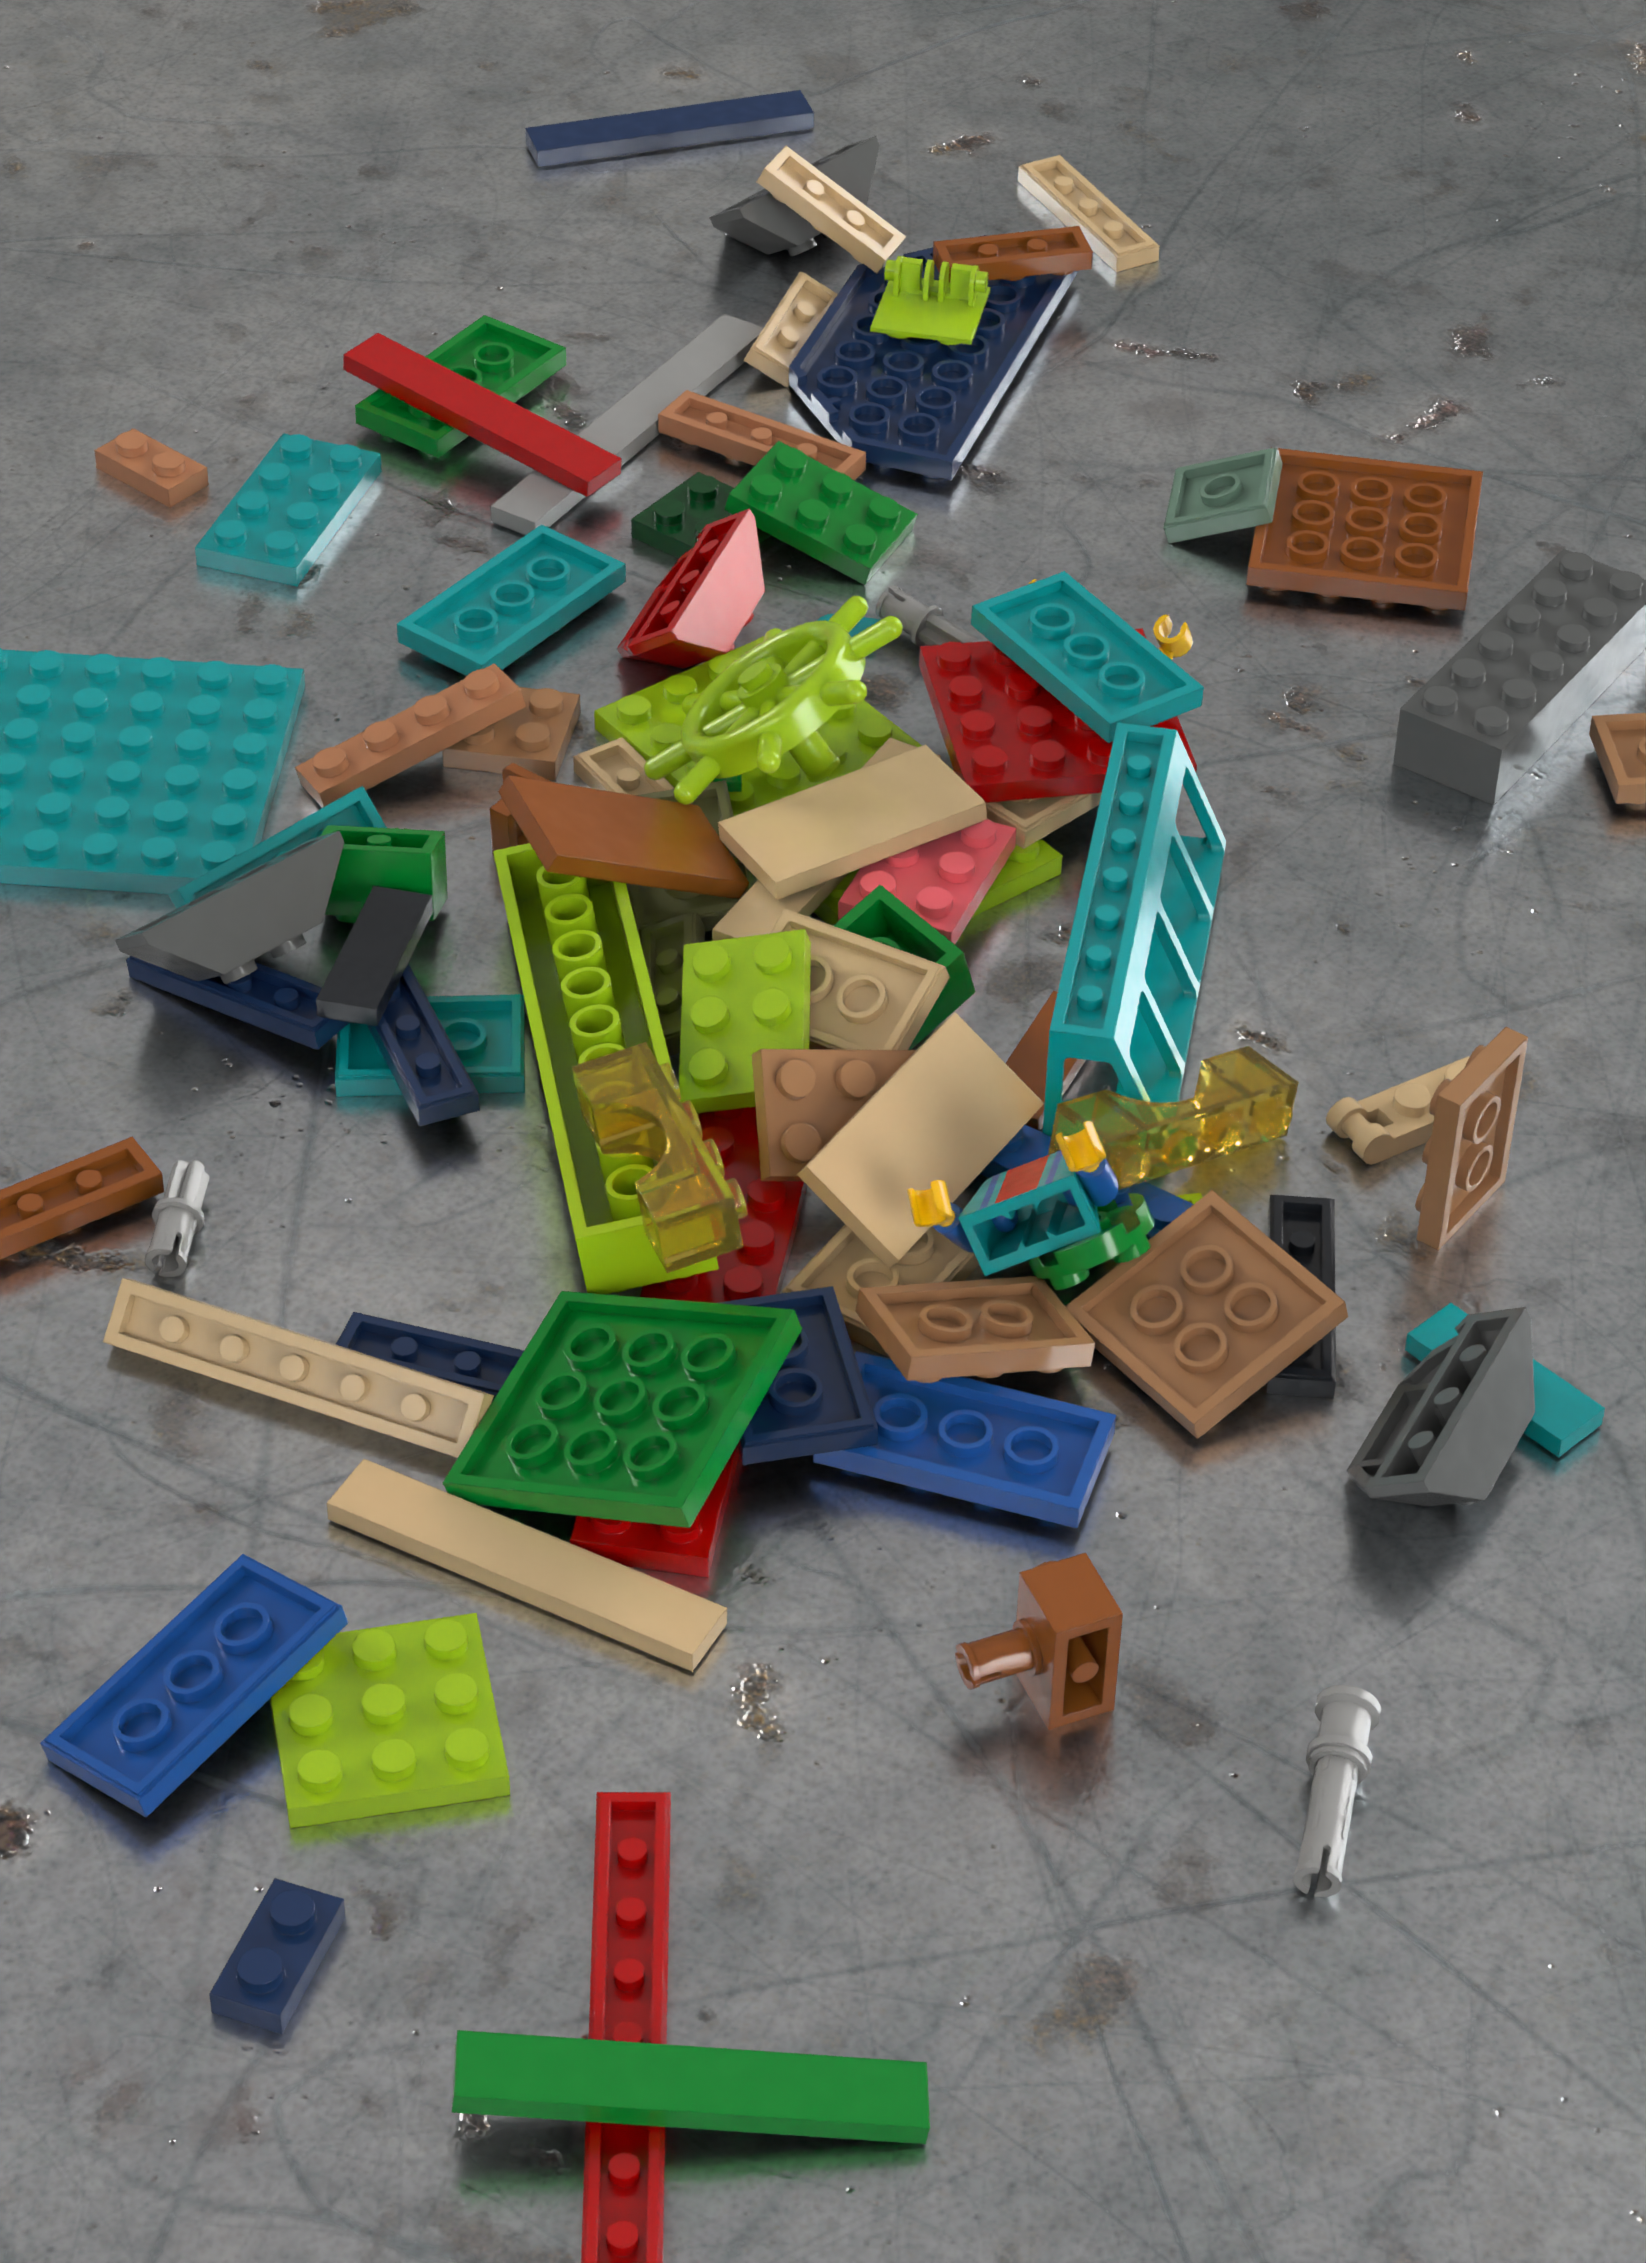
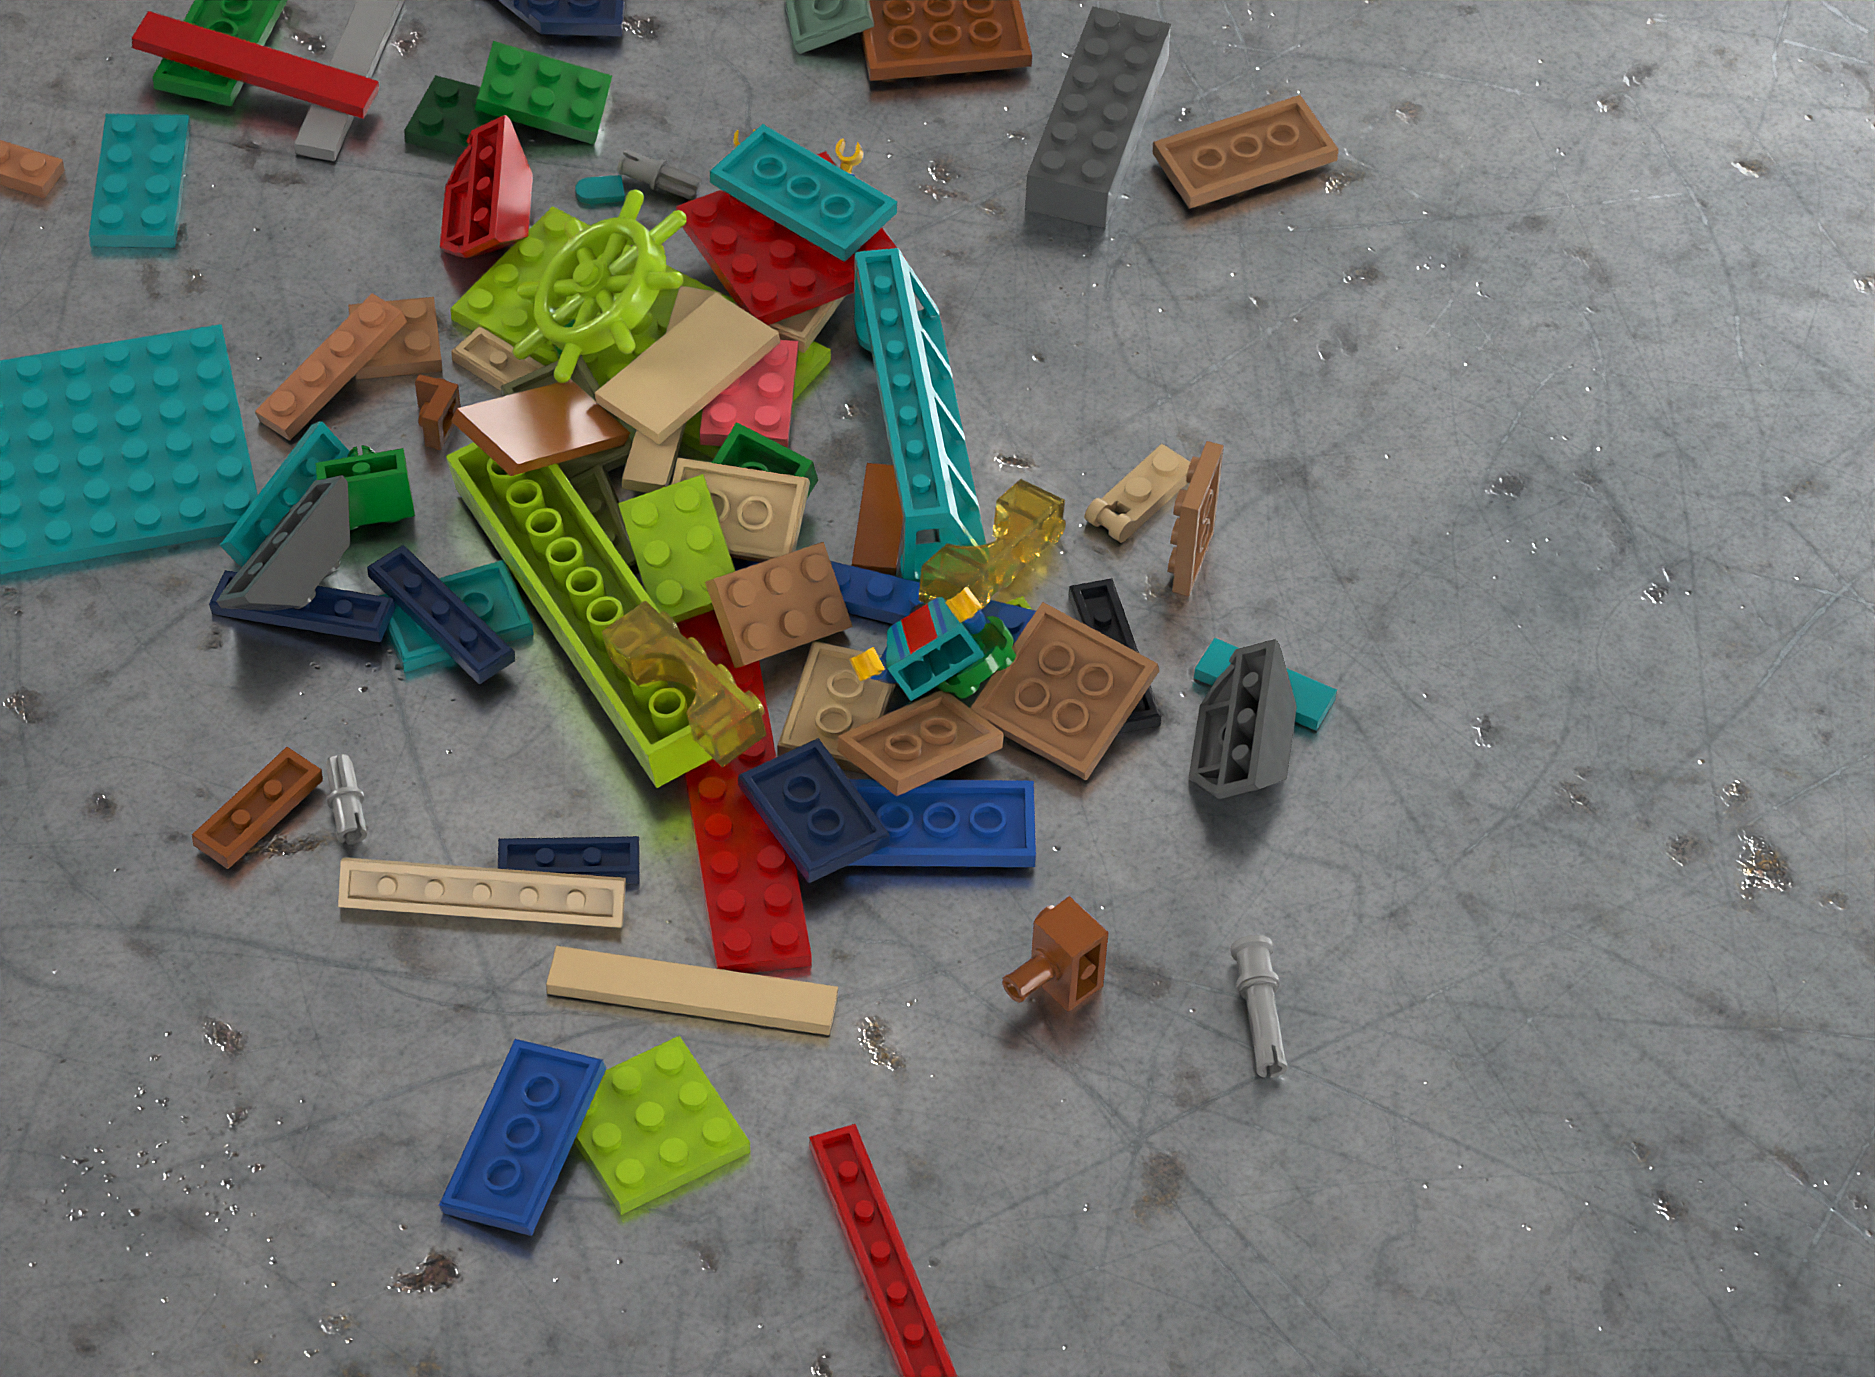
camera: 20 degrees left, 10 degrees up
(277, 1956) = (656, 1302): dark blue plate -> none
(374, 956) = (396, 561): black tile -> none
(511, 602) = (348, 228): teal plate -> none
(624, 1408) = (720, 865): green plate -> none
(690, 2087) = (951, 1313): green tile -> none
(749, 436) = (462, 33): nougat plate -> none
(928, 1122) = (835, 611): tan tile -> none

